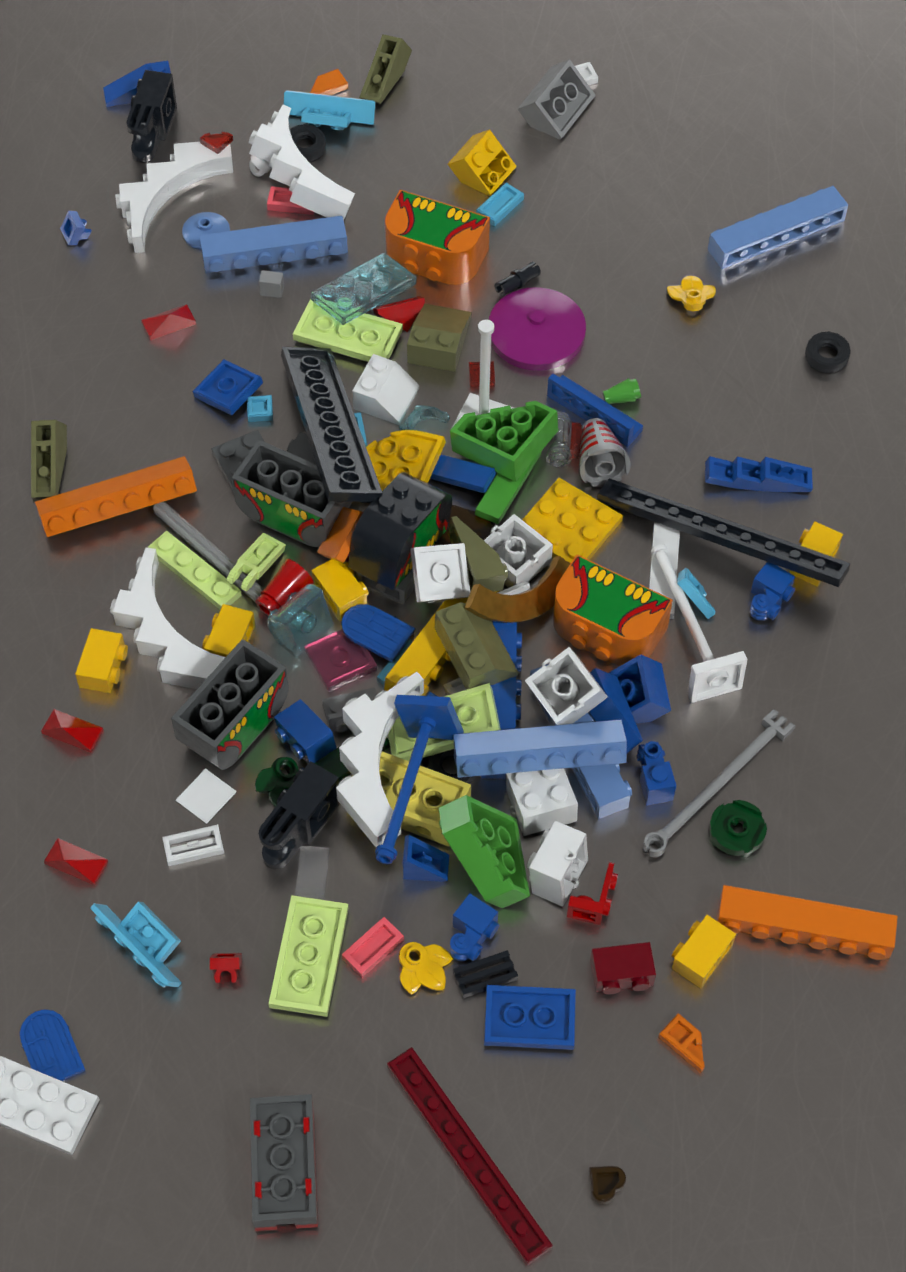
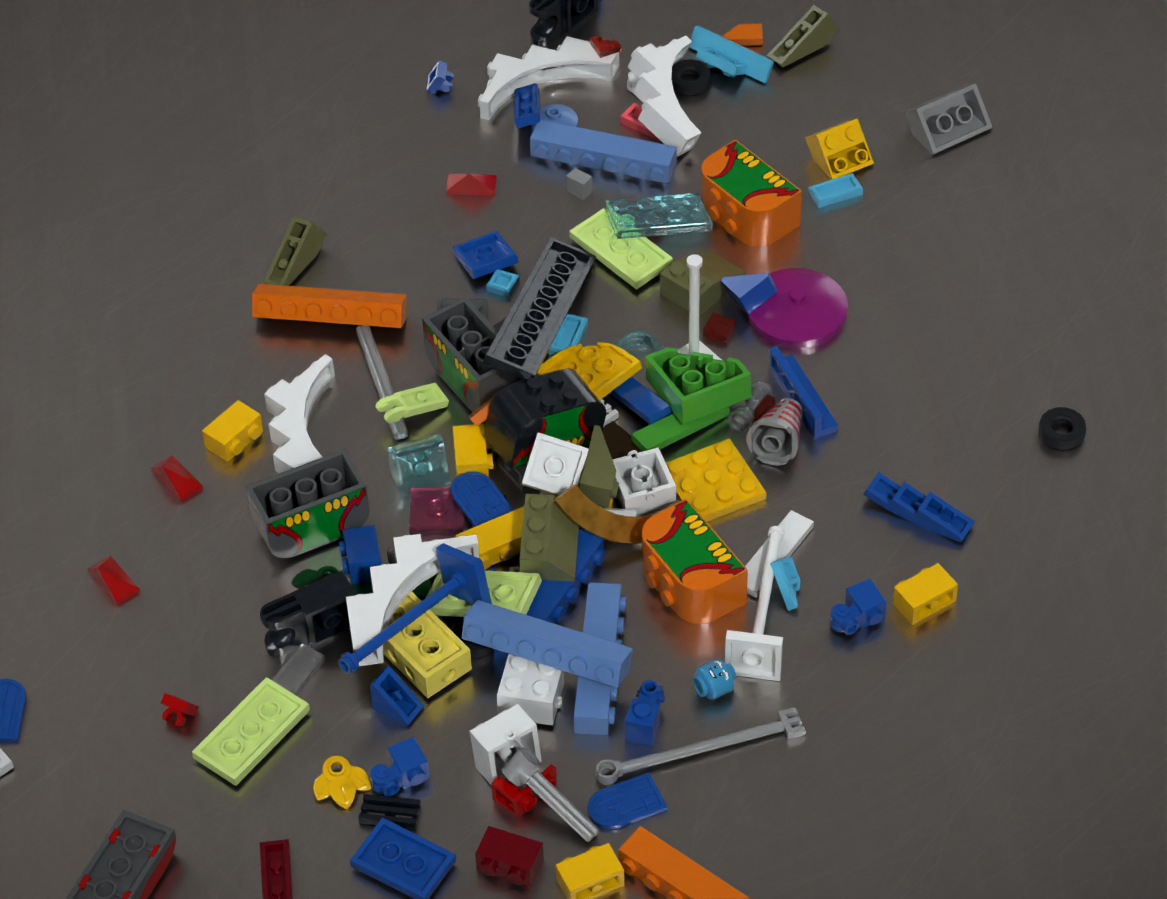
camera: 30 degrees right, 10 degrees down
(144, 936) = (126, 658): medium azure bracket -> none
(175, 858) = (213, 610): white tile -> none
(177, 225) = (527, 105): none -> blue tile
(195, 571) = (359, 392): yellowish green plate -> none
(206, 796) = (252, 574): white sticker -> none
(228, 630) = (360, 445): yellow brick -> none
(288, 580) = (423, 427): red plant -> none
(373, 947) = (309, 749): coral tile -> none
(384, 390) = (619, 306): white slope -> none
(401, 311) = (680, 247): red slope -> none
(487, 848) = (448, 704): bright green brick -> none
(504, 323) = (750, 290): none -> blue slope
(517, 278) = (806, 258): black pin -> none
(566, 688) = (601, 602): white brick -> none
(588, 73) = (994, 105): white tile -> none
(596, 881) = (524, 769): none -> light grey axle
(615, 707) = (640, 630): blue slope -> none
(623, 392) = (839, 389): bright green cone -> none
(644, 688) = (676, 641): blue slope -> none
(685, 865) = (626, 802): none -> blue window
(692, 293) = (965, 329): yellow plate -> none
(693, 713) = (714, 679): none -> dark azure head
(724, 532) = (845, 540): black plate -> none
(740, 843) = (692, 805): dark green plate -> none
(777, 227) = (1088, 301): medium blue brick -> none

